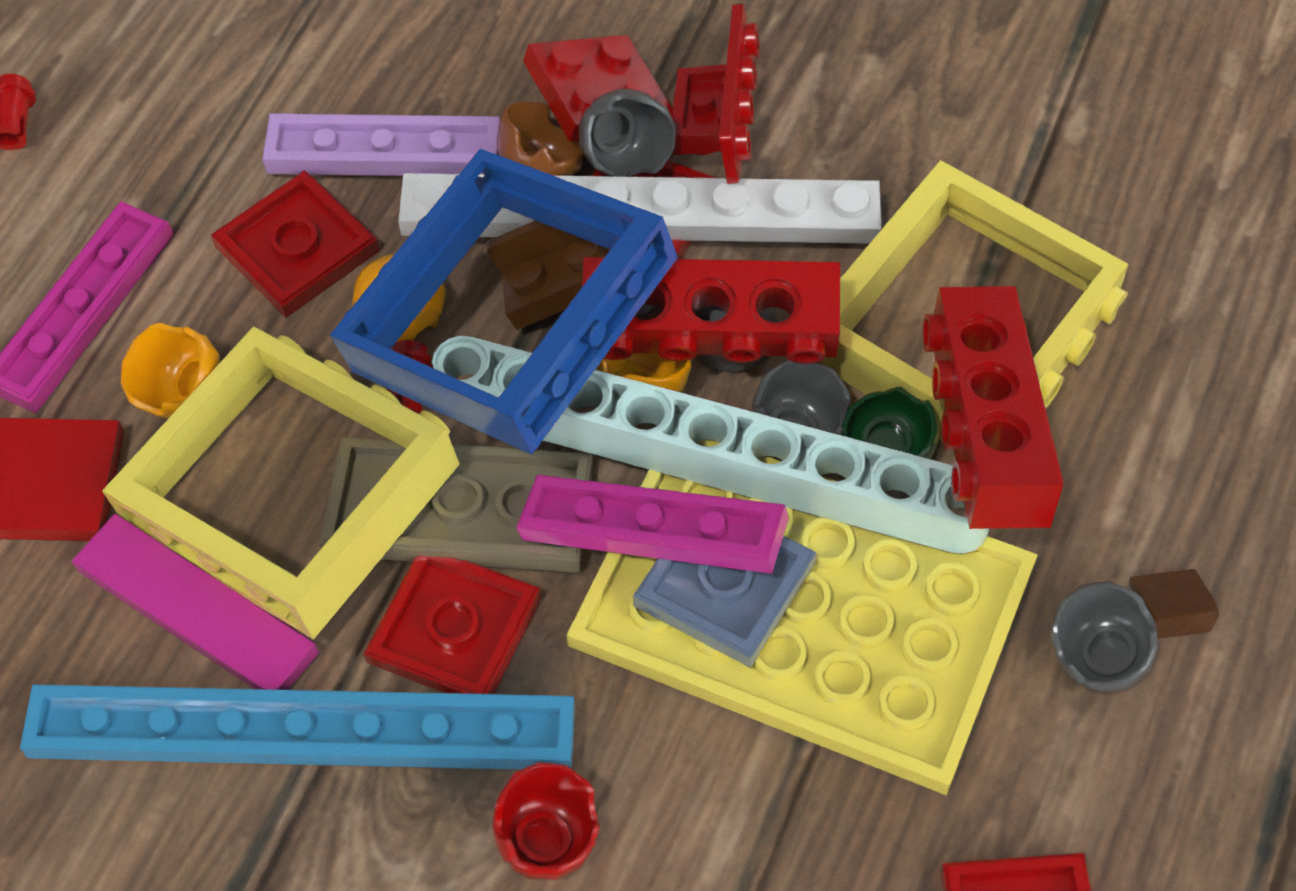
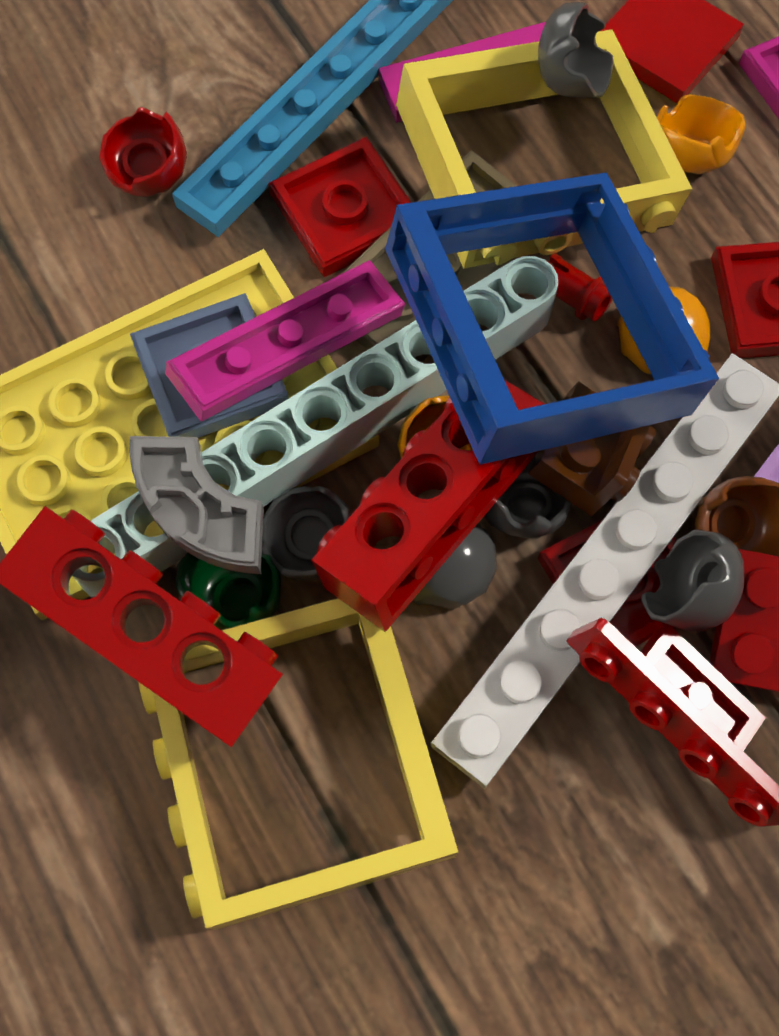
camera: 125 degrees right, 10 degrees up
(186, 470) = (569, 53): none -> dark grey hair
(869, 449) = (195, 508): none -> light grey tile

